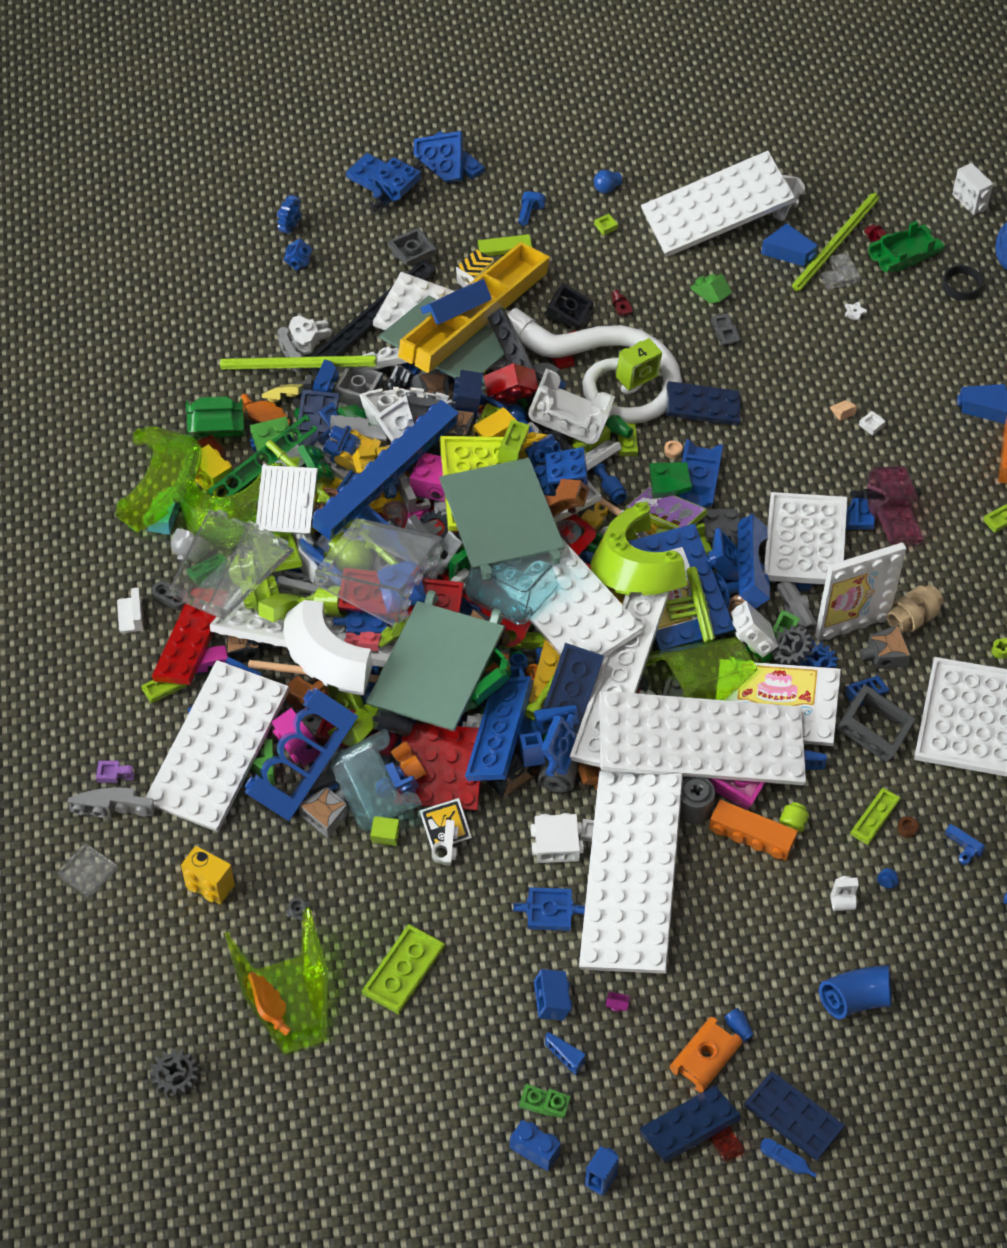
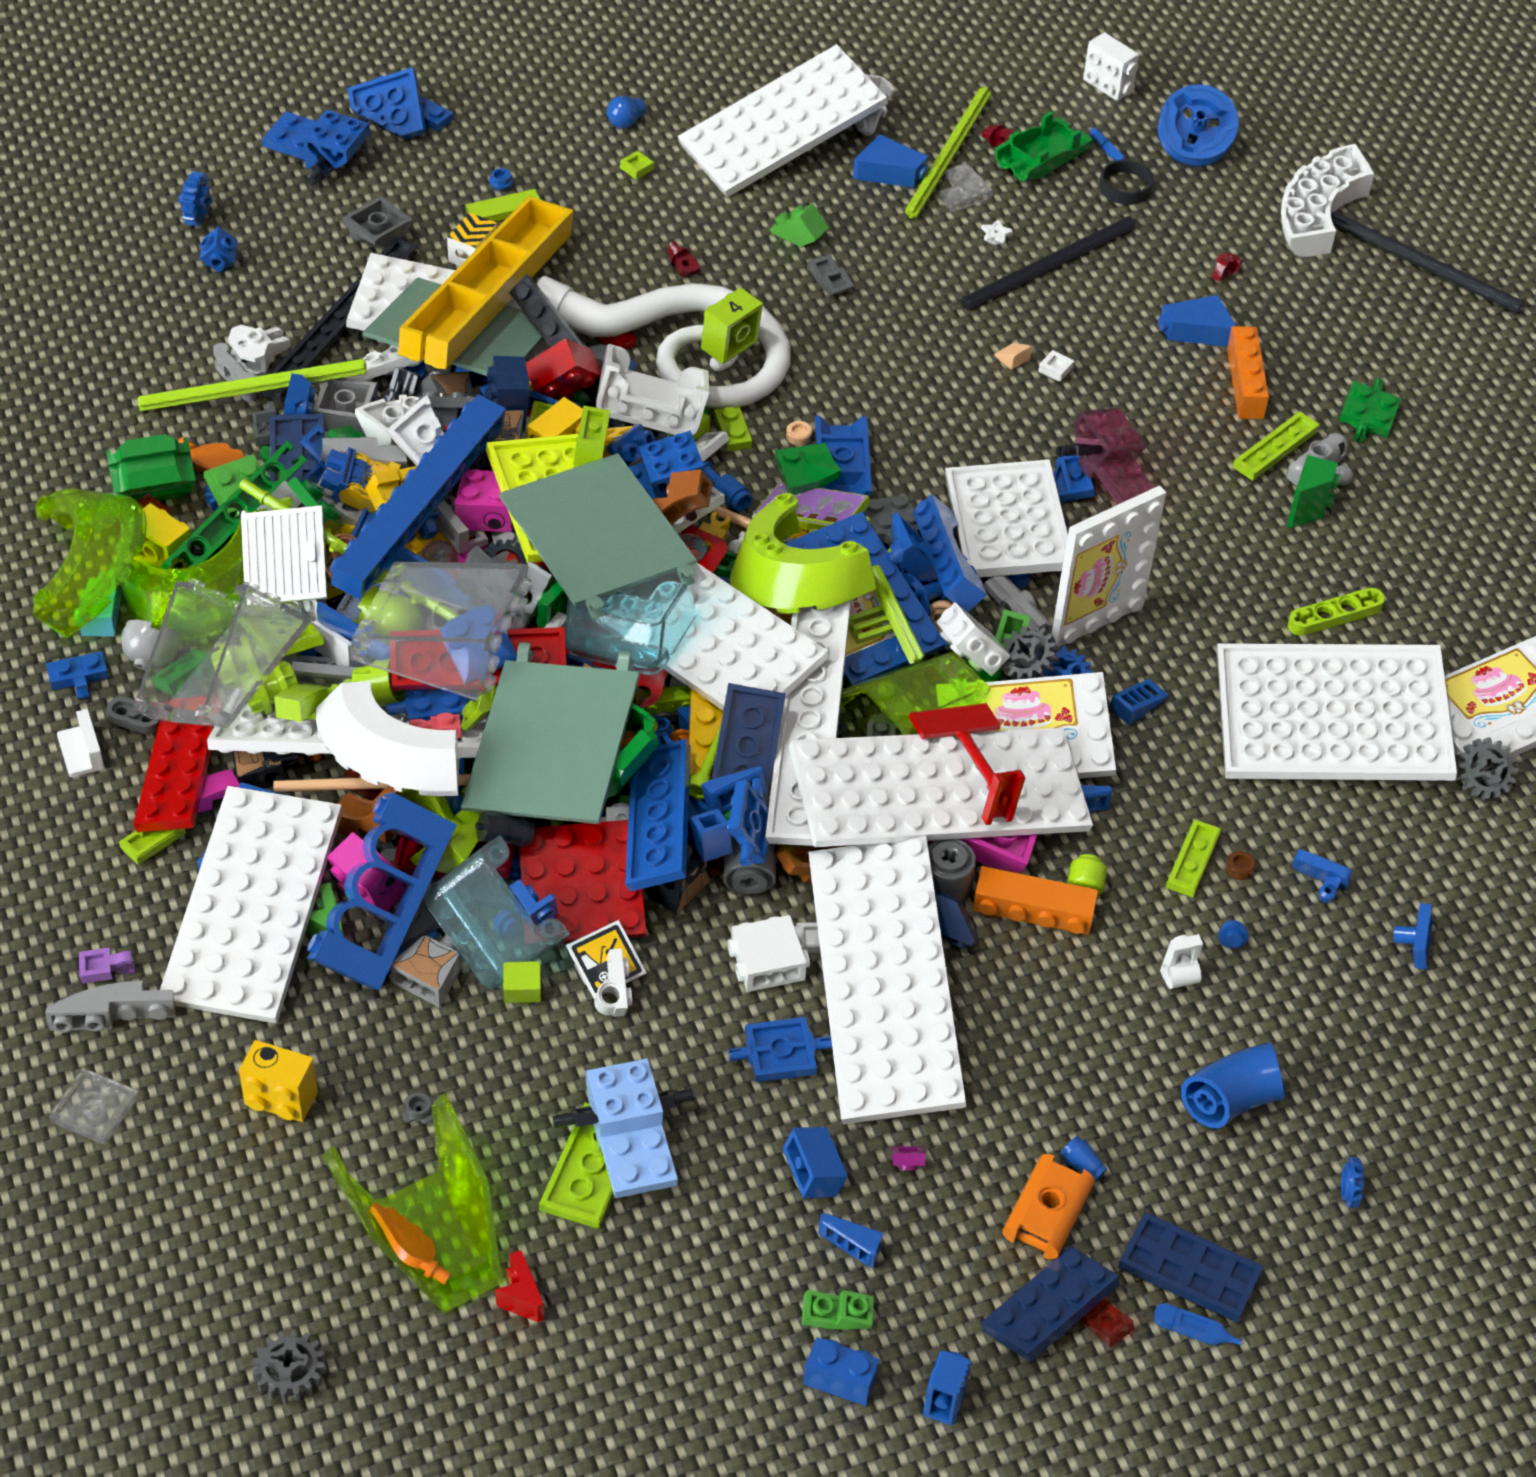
camera: 15 degrees left, 5 degrees down
(139, 557) = (77, 672): none -> blue plate
(278, 393) = (232, 429): light yellow slope -> none
(335, 1052) = (522, 1294): none -> red slope
(408, 761) = (542, 881): orange leg -> none
(432, 947) = (629, 1126): none -> light blue piece
(458, 301) = (467, 273): blue panel -> none
(507, 223) = (501, 179): none -> blue plate
(530, 201) = (525, 150): blue piece -> none
(570, 307) = (614, 271): black slope -> none
(619, 426) = (722, 411): green cone -> none
(691, 835) = (955, 921): none -> dark blue slope
(703, 403) = (826, 368): dark blue plate -> none
(725, 693) = (960, 721): none -> red piece
(865, 736) = (1155, 755): dark grey window -> none
(887, 649) = (1153, 643): dark grey torso -> none
(888, 340) = (1048, 263): none -> black axle
(916, 608) = (1177, 586): tan piece -> none
(923, 1076) = (1352, 1182): none -> blue gear
(955, 251) = (1105, 144): none -> blue piece

